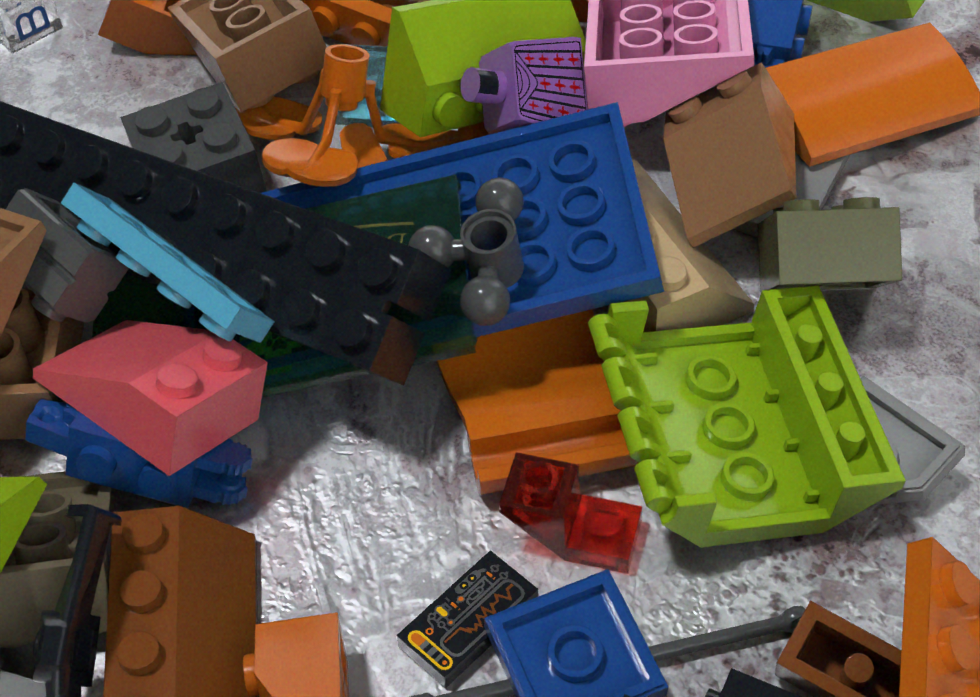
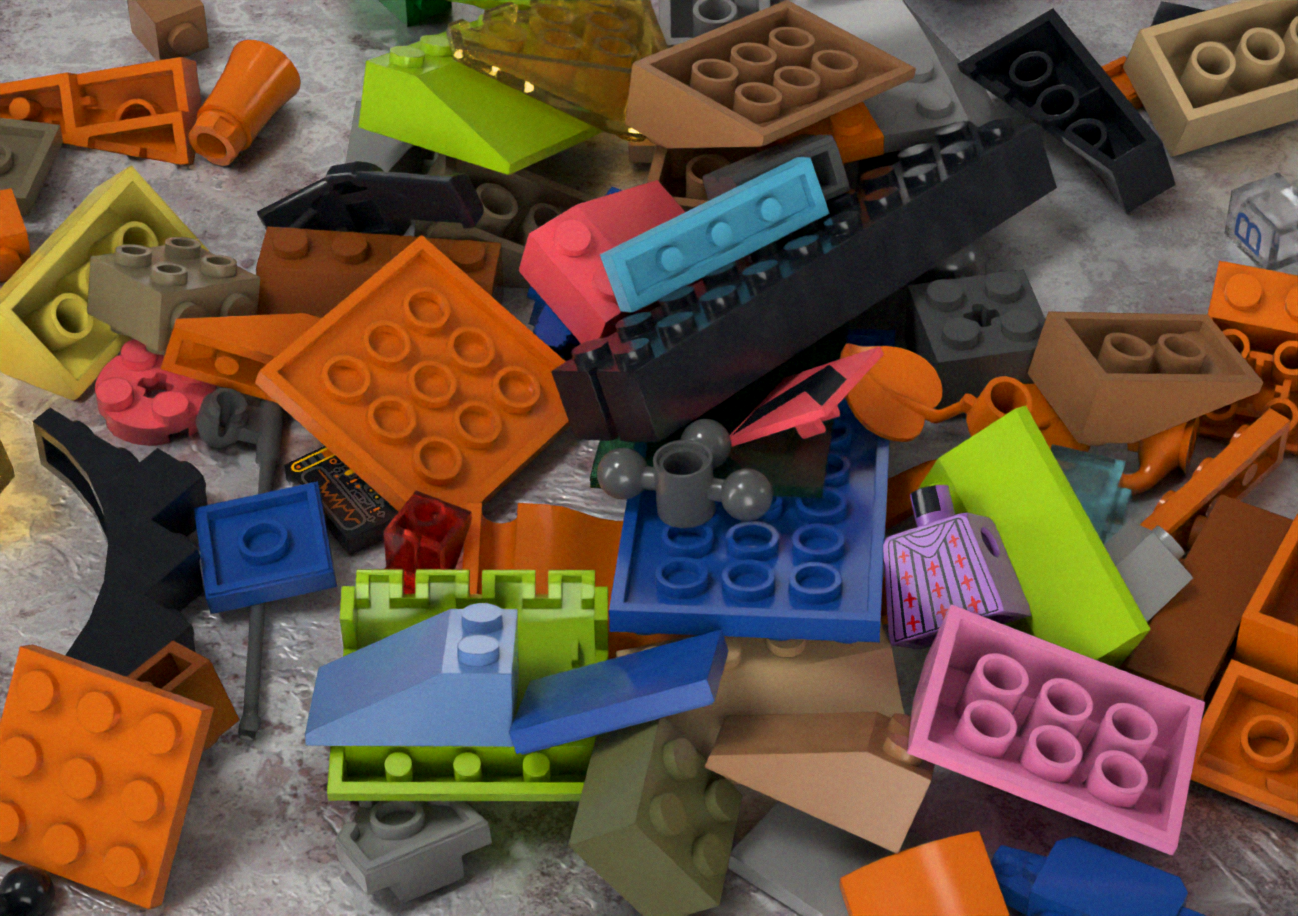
camera: 100 degrees right, 5 degrees down
(334, 544) = (422, 383): none -> orange plate
(360, 179) = (806, 399): none -> coral piece
(742, 261) = (620, 692): none -> blue tile
(770, 425) = (424, 686): none -> medium blue slope

